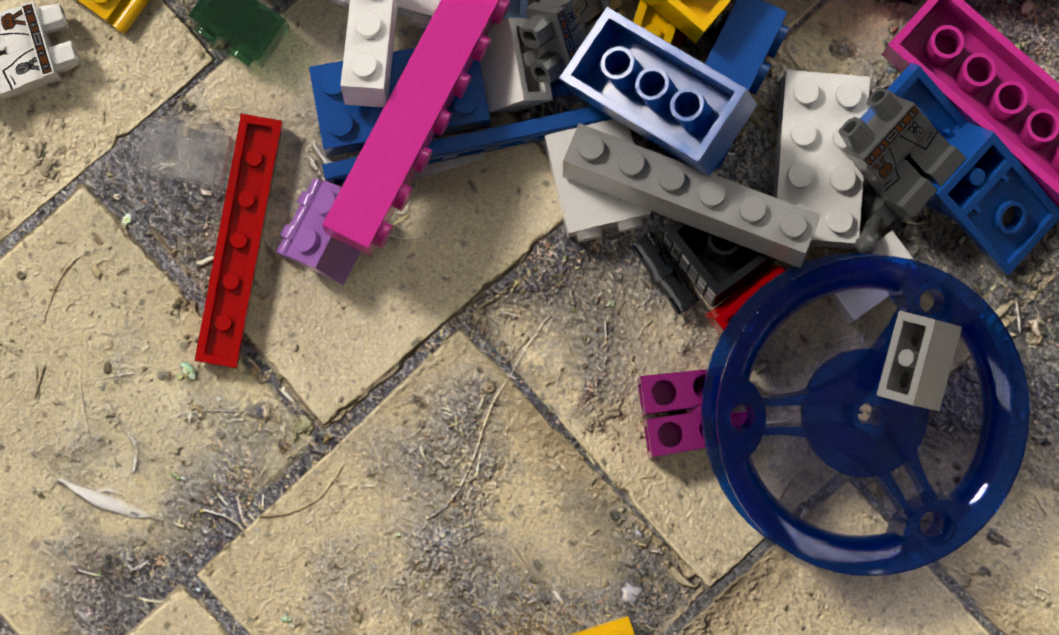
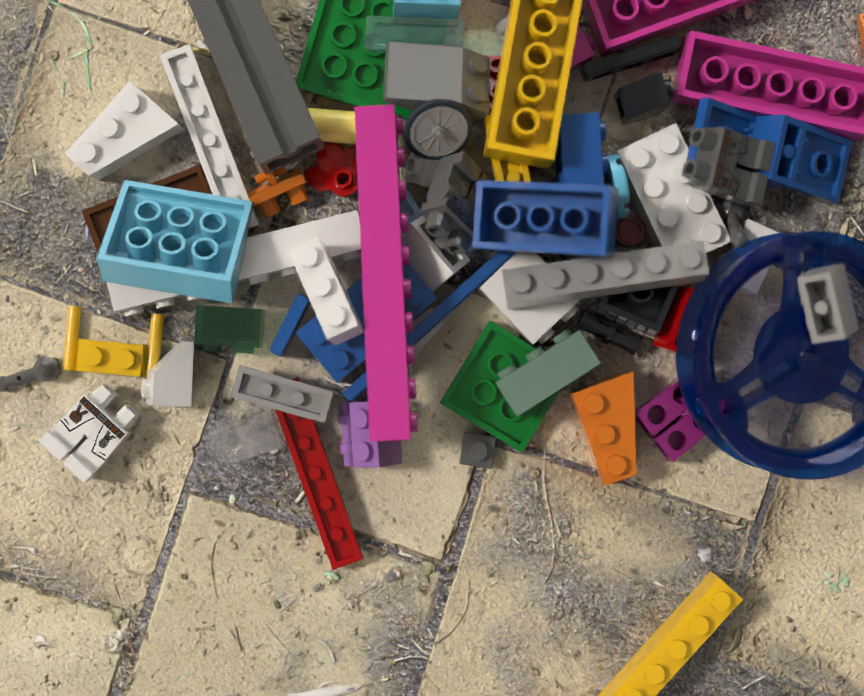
camera: 25 degrees left, 5 degrees up
(139, 41) = (171, 378): none -> white slope
(254, 127) = (282, 394): none -> light grey plate
(311, 55) = (290, 325): none -> blue tile
(438, 321) = (477, 450): none -> dark grey plate
(511, 266) = (479, 399): none -> green plate
(565, 270) = (546, 371): none -> sand green brick
(602, 373) = (608, 425): none -> orange wedge
(754, 170) = (630, 230): none -> dark red plate
(765, 109) = (617, 178): none -> medium azure tile
(850, 31) = (643, 98): none -> black slope

